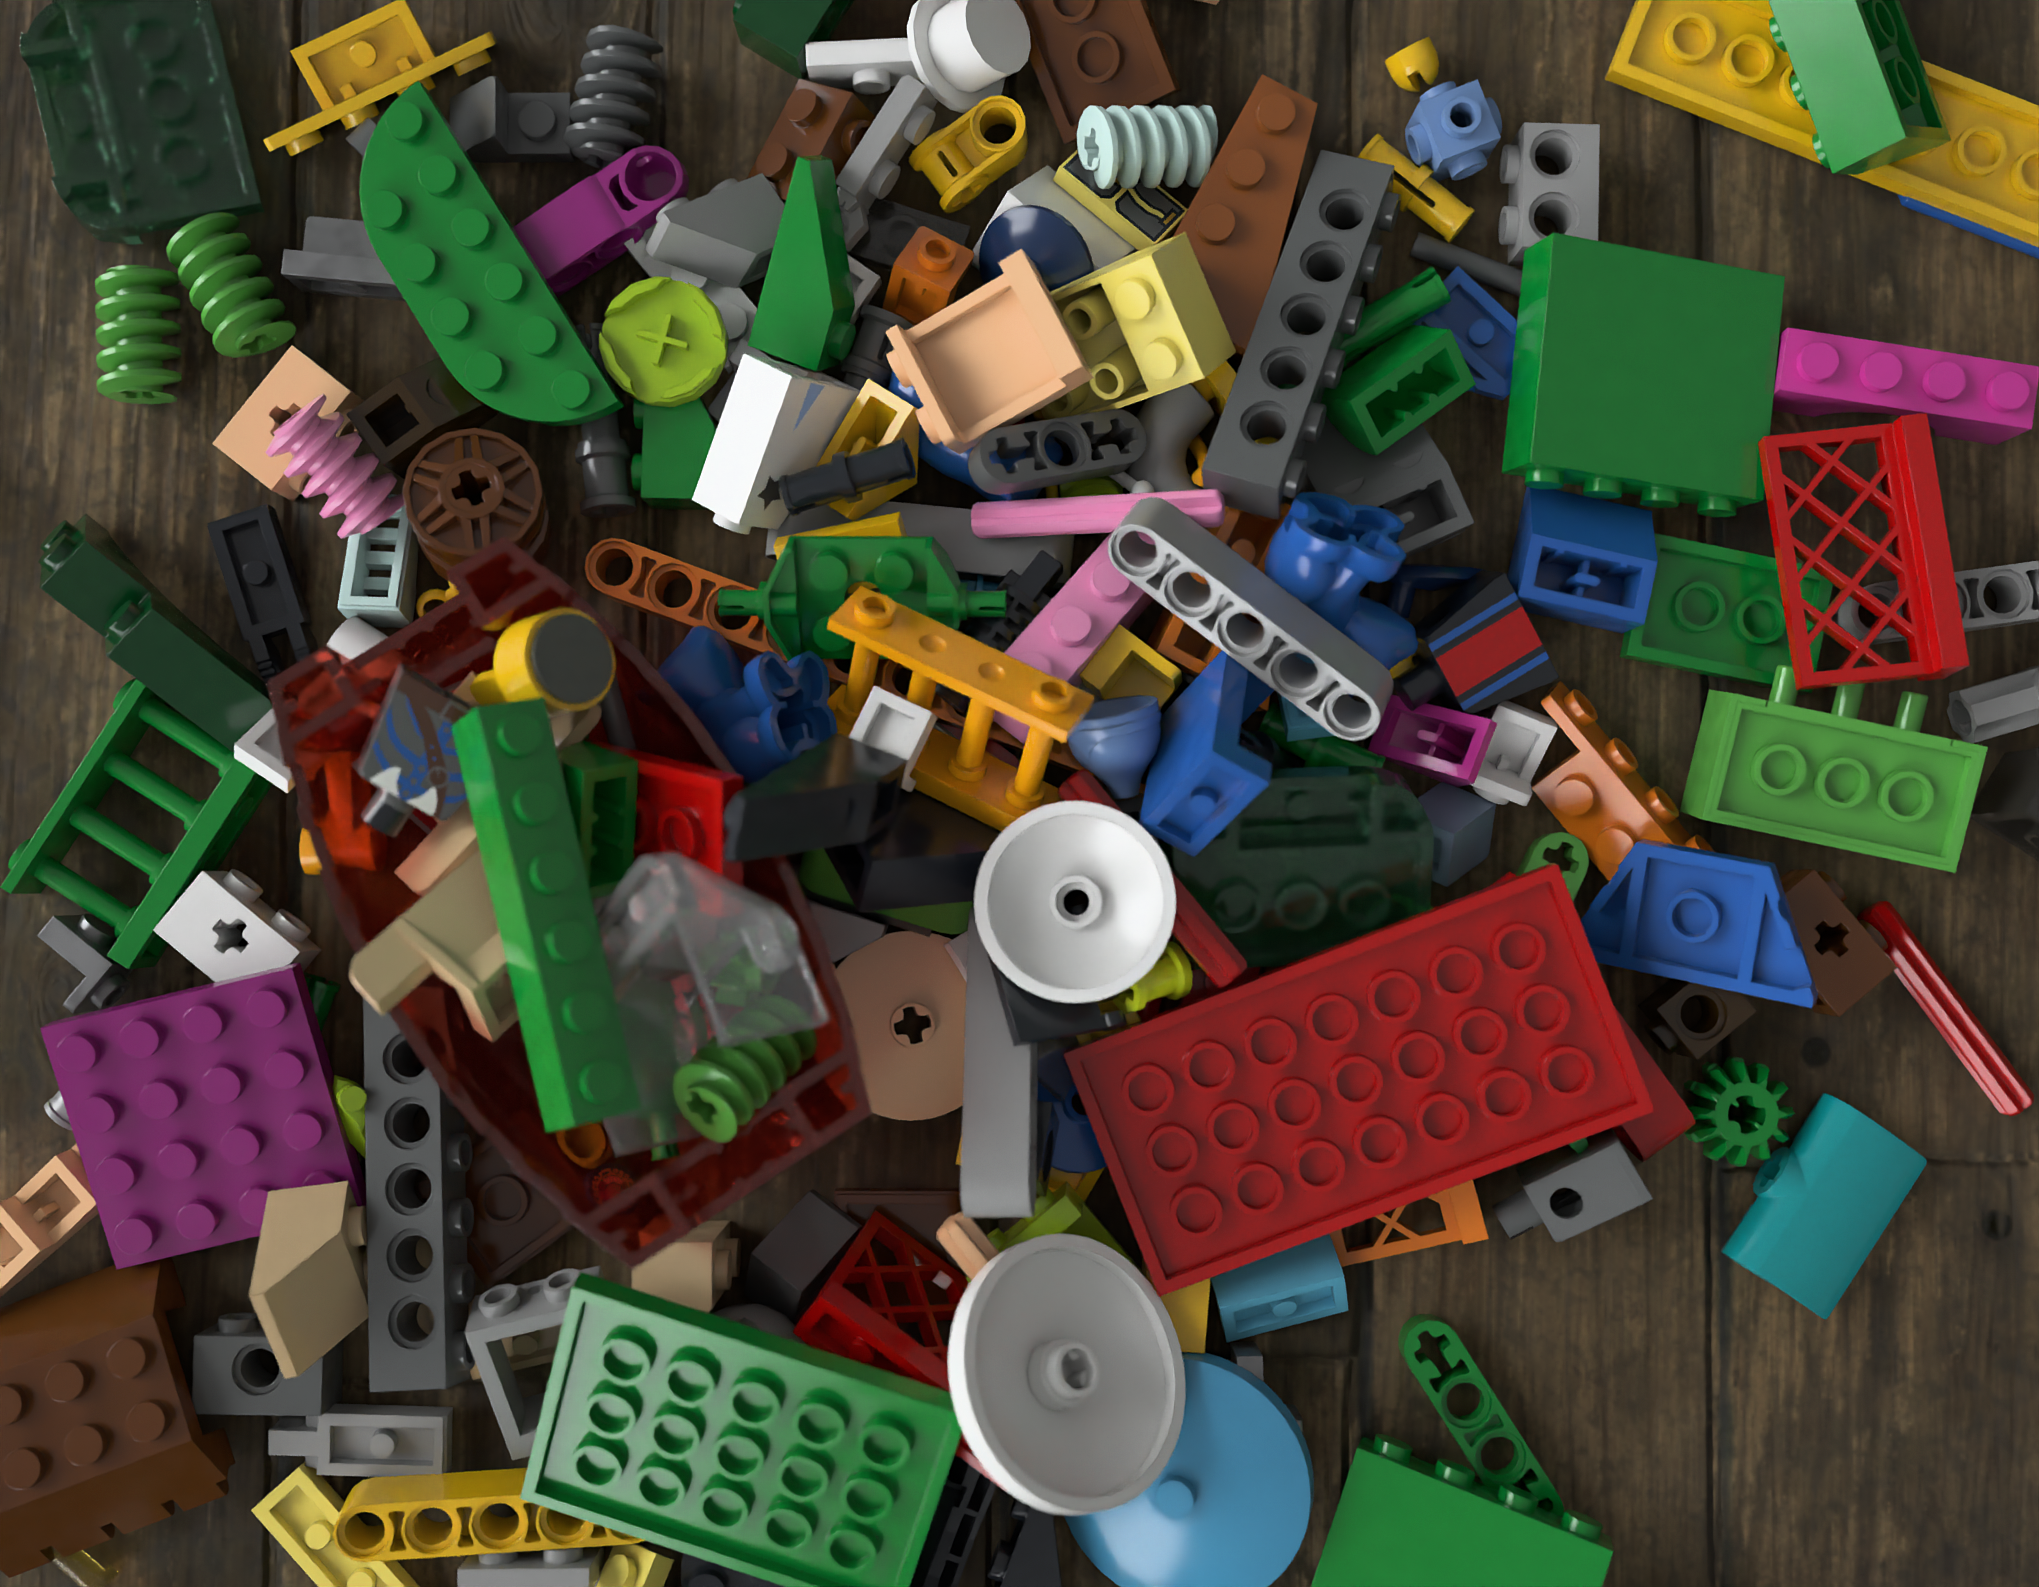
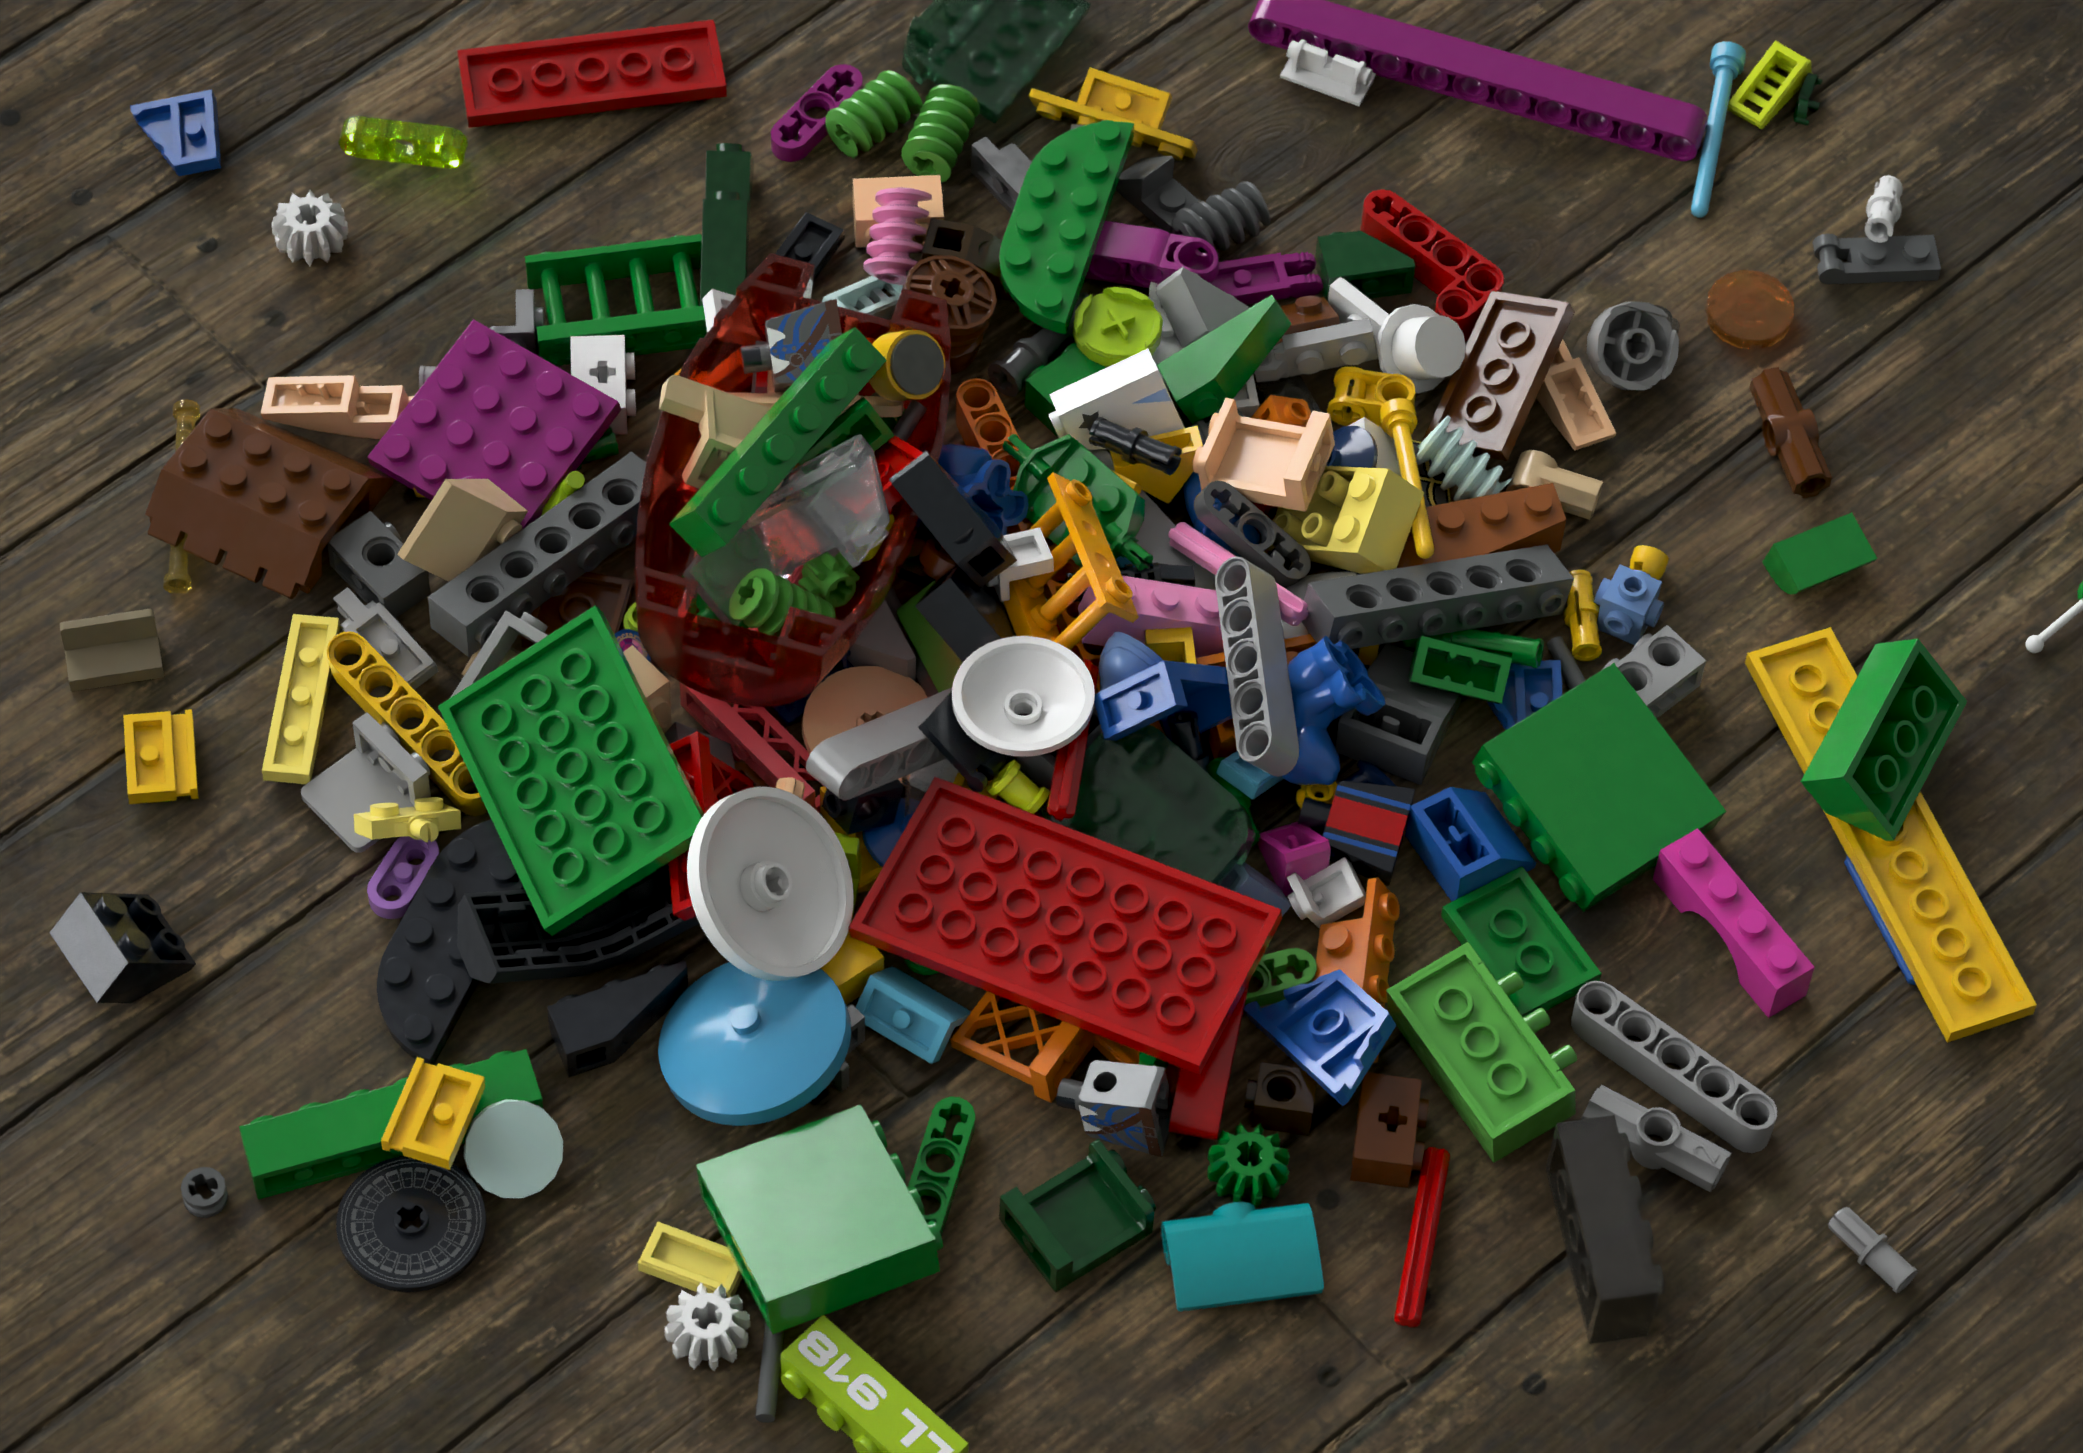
camera: 45 degrees right, 30 degrees down
(57, 373) = (811, 129): none -> magenta beam
(722, 119) = (1266, 275): none -> magenta hinge
(873, 1177) = (747, 745): none -> coral fence
(1037, 156) = (1399, 422): none -> yellow piece
(1228, 73) = (1575, 491): none -> tan piece
(1640, 1324) = (1079, 1217): none -> dark green panel
(1918, 560) = (1649, 969): red fence -> none

